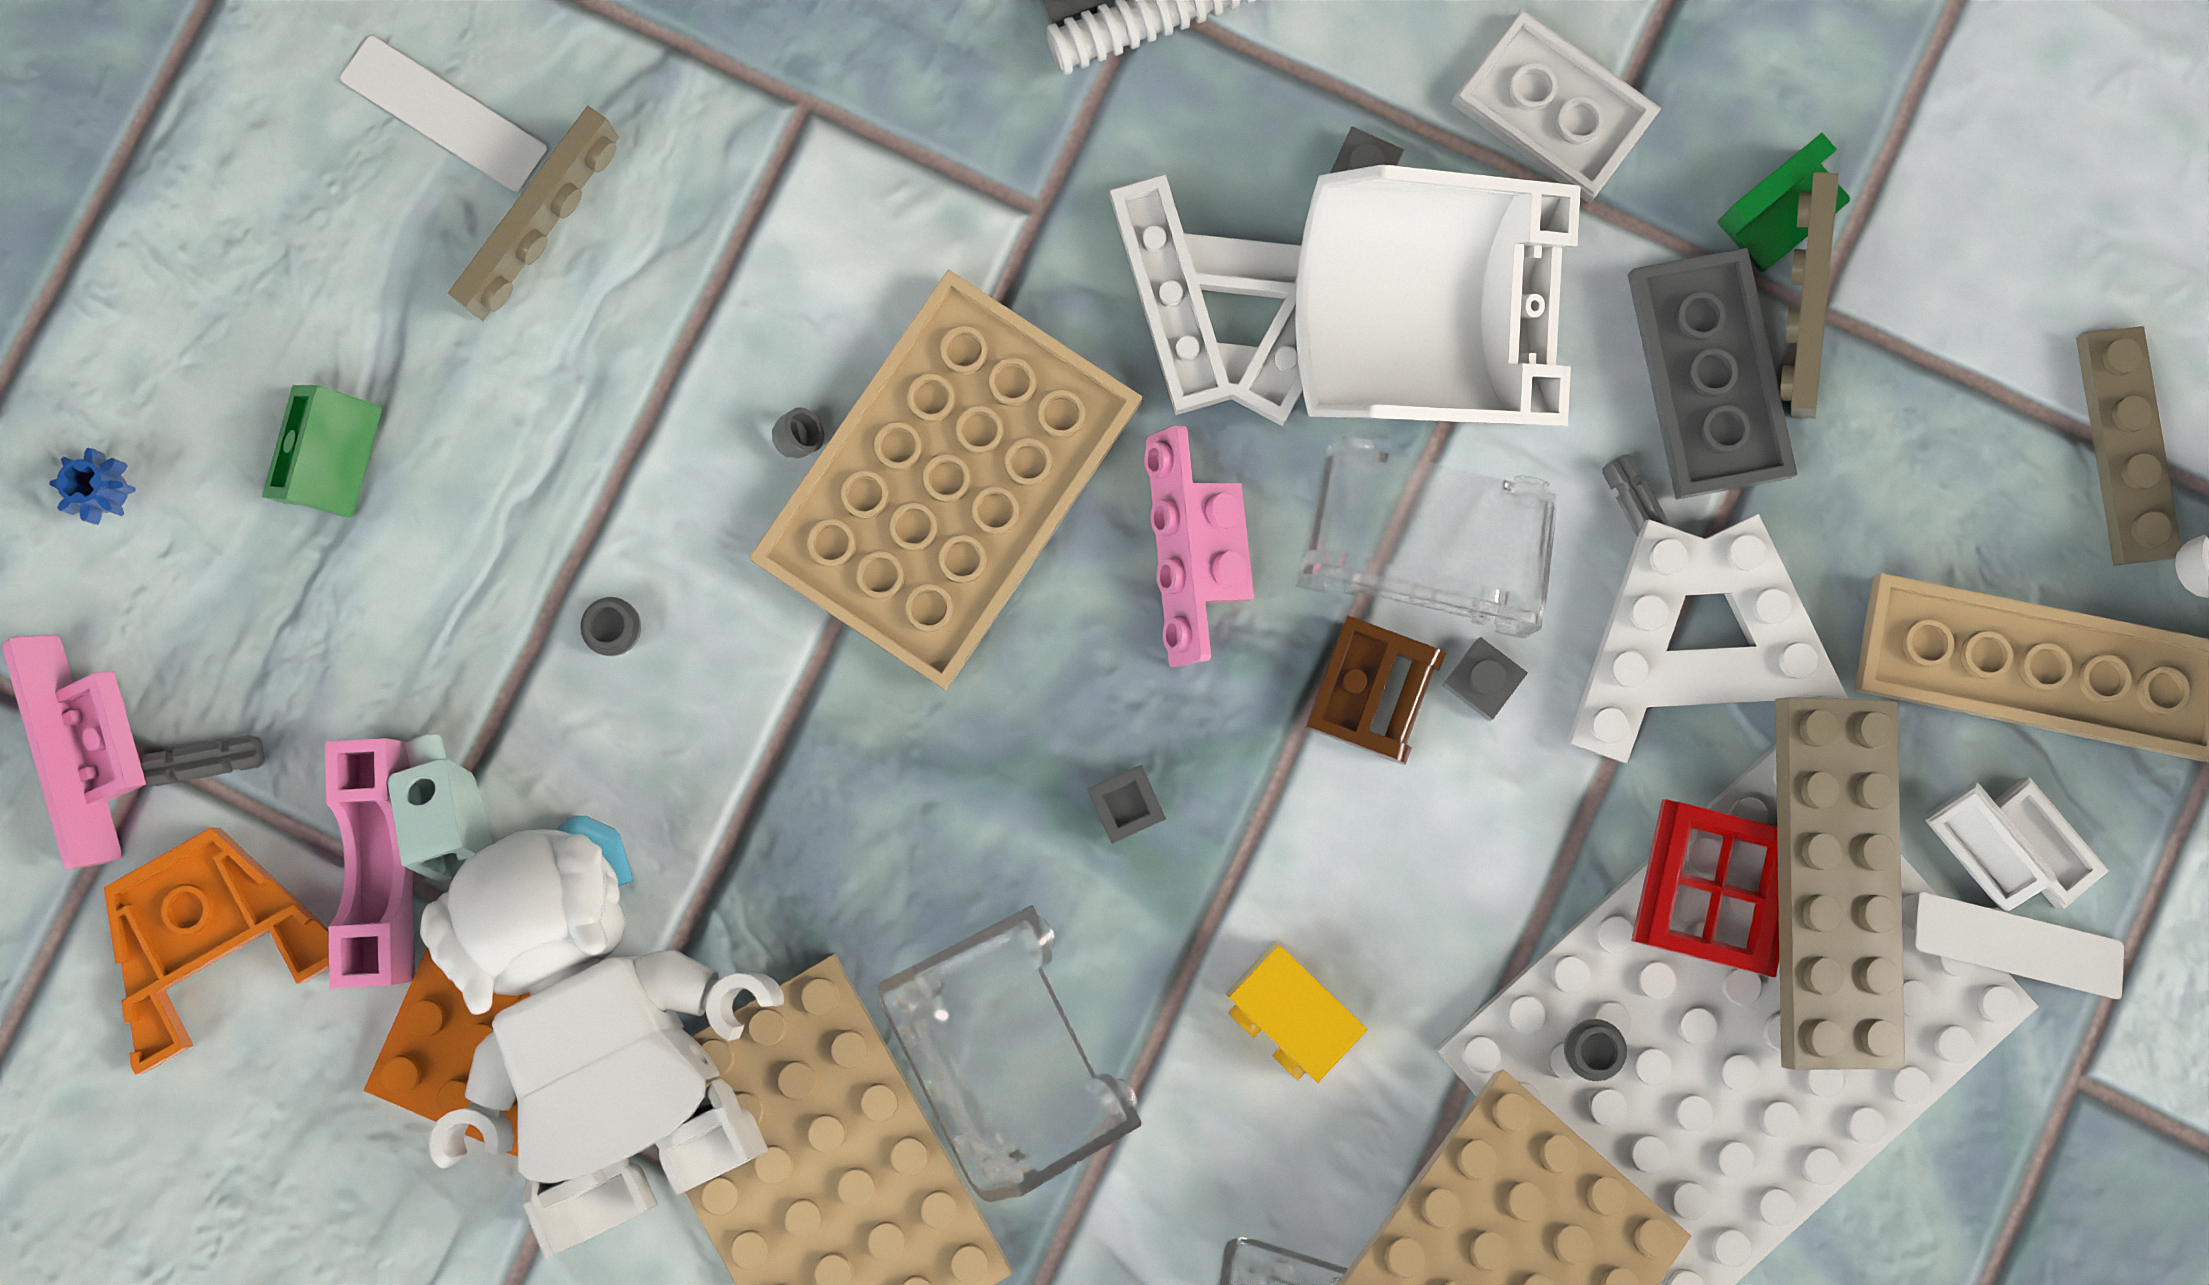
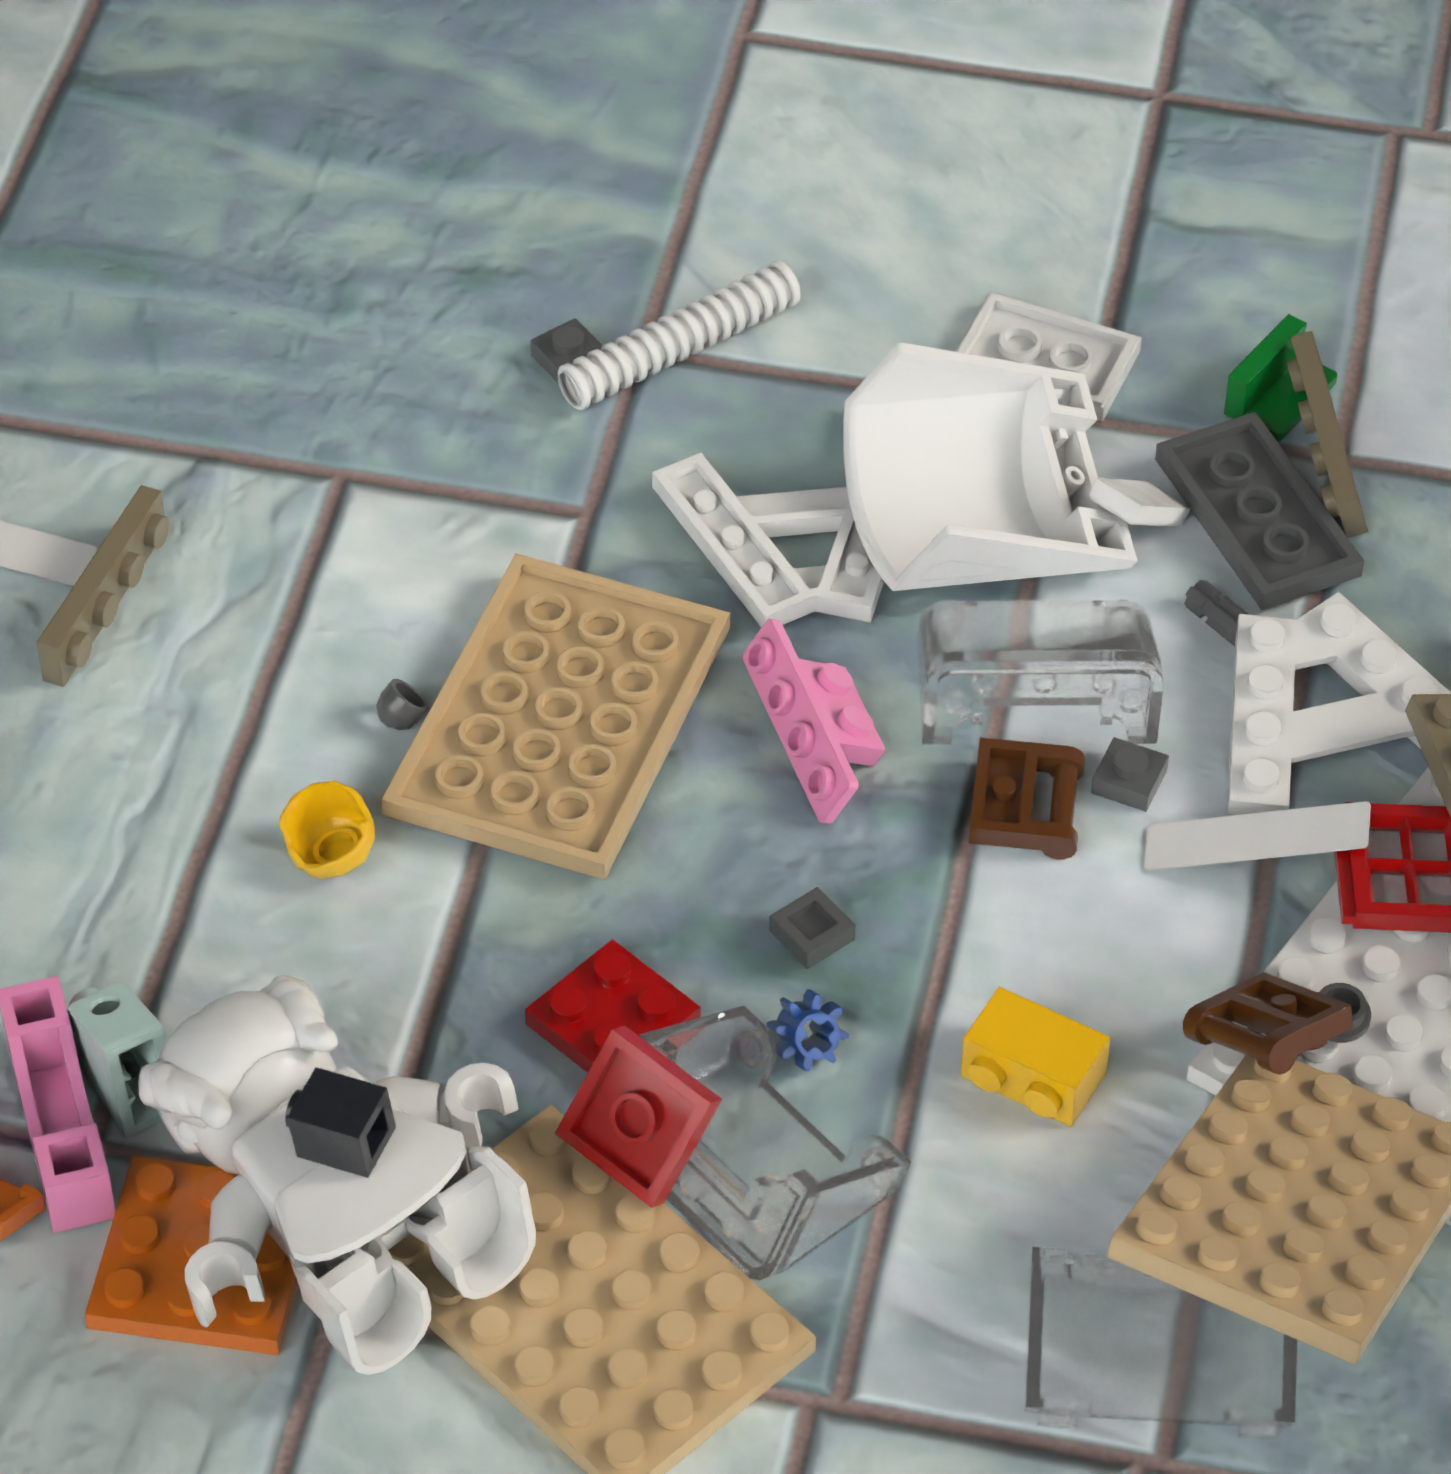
camera: 15 degrees left, 35 degrees down
(581, 1059) = (340, 1121): none -> black brick
(610, 626) = (252, 886): dark grey plate -> none
(689, 587) = (327, 829): none -> yellow hair
(894, 1039) = (638, 1116): none -> red plate
(916, 855) = (605, 994): none -> red plate
(1089, 934) = (823, 1026): none -> blue gear
(1537, 1053) = (1287, 1013): none -> reddish brown plate
(1585, 805) = (1257, 836): none -> white sticker
(1591, 351) = (1139, 502): none -> white tile

